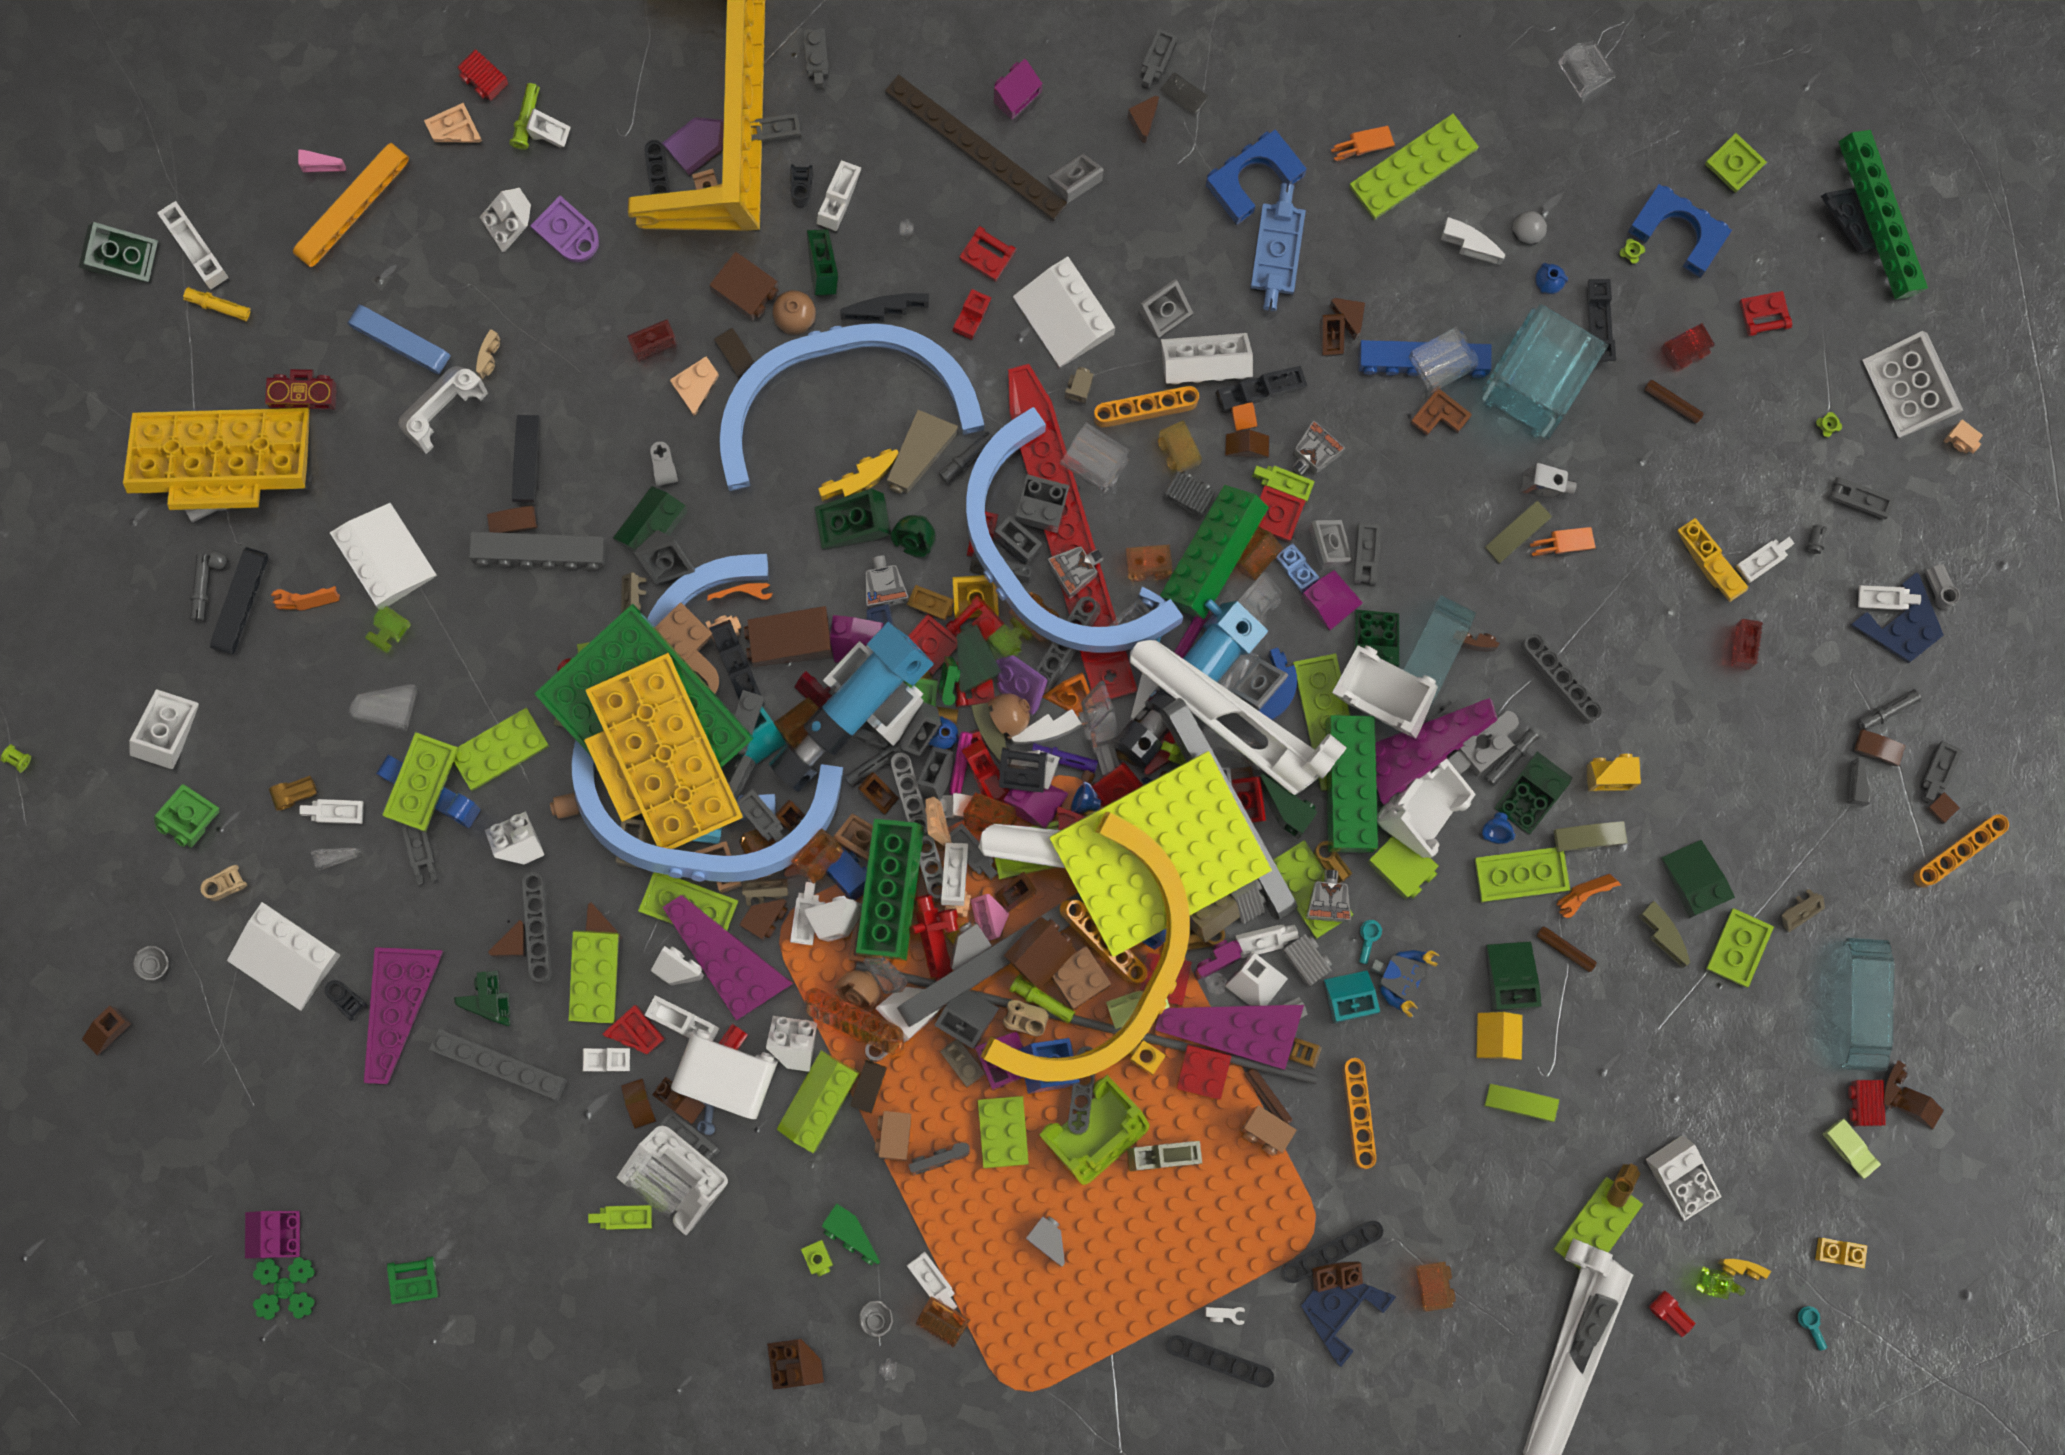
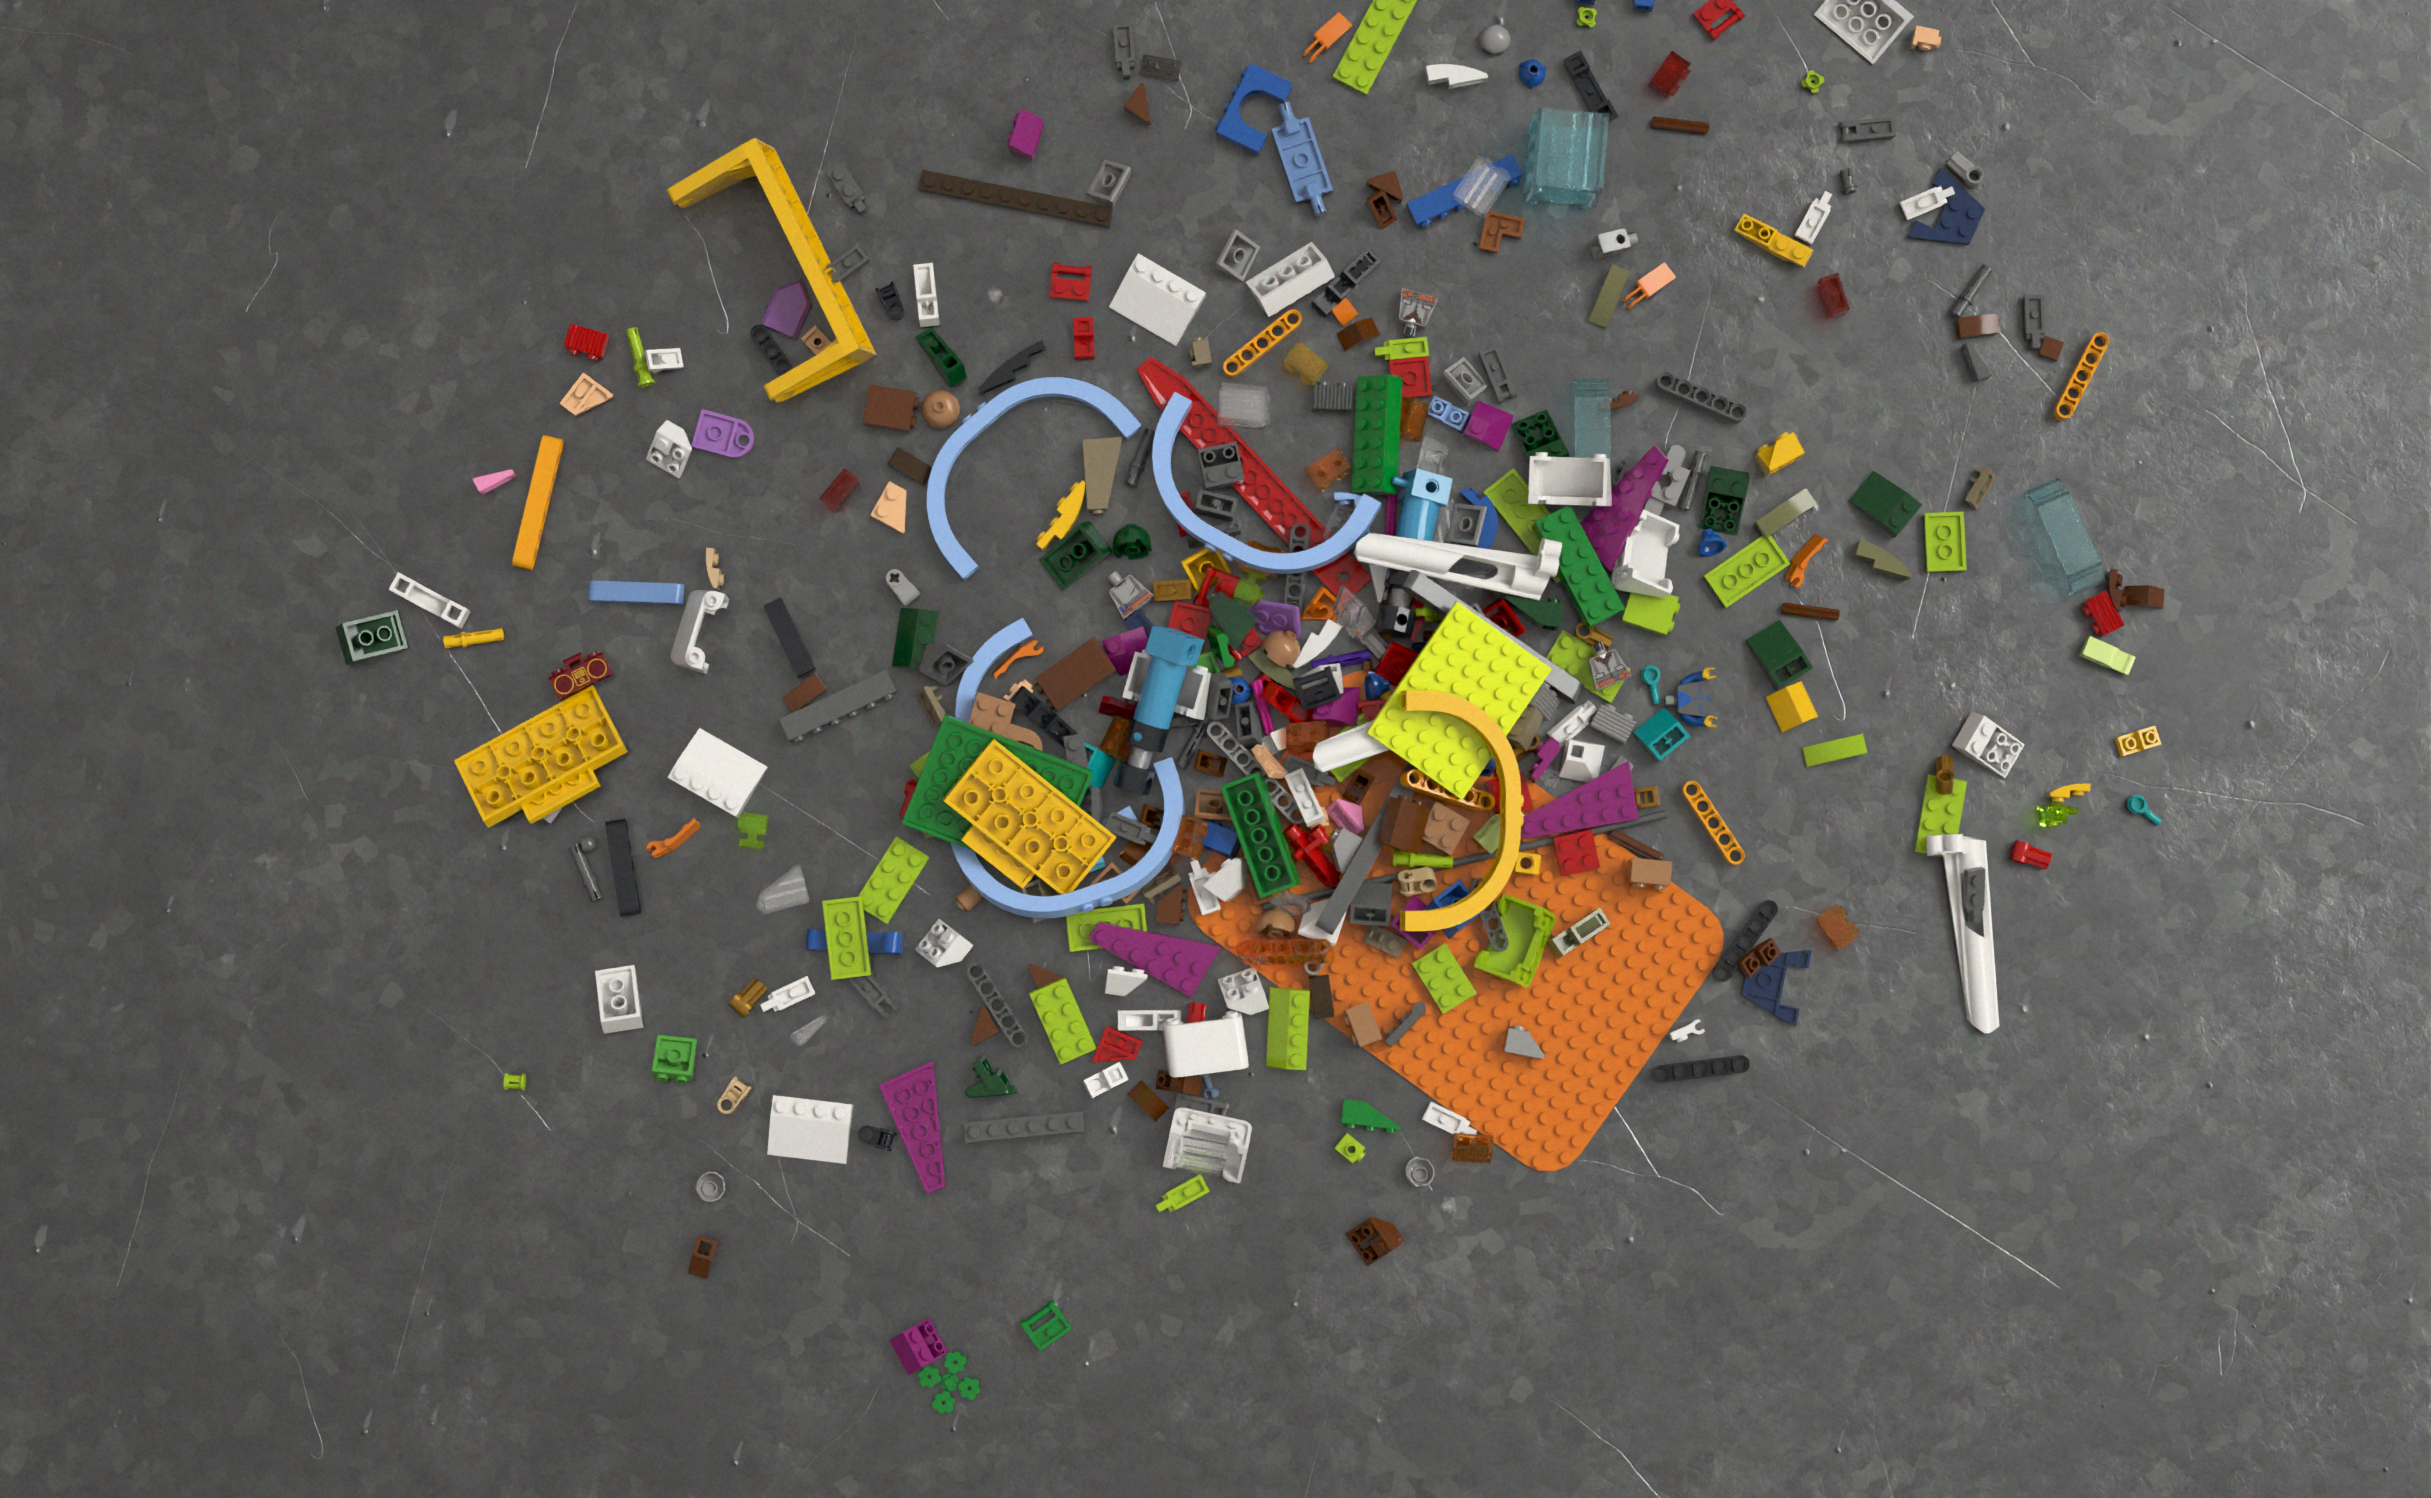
camera: 25 degrees left, 5 degrees up
(1075, 569) = (1273, 505): torso -> none

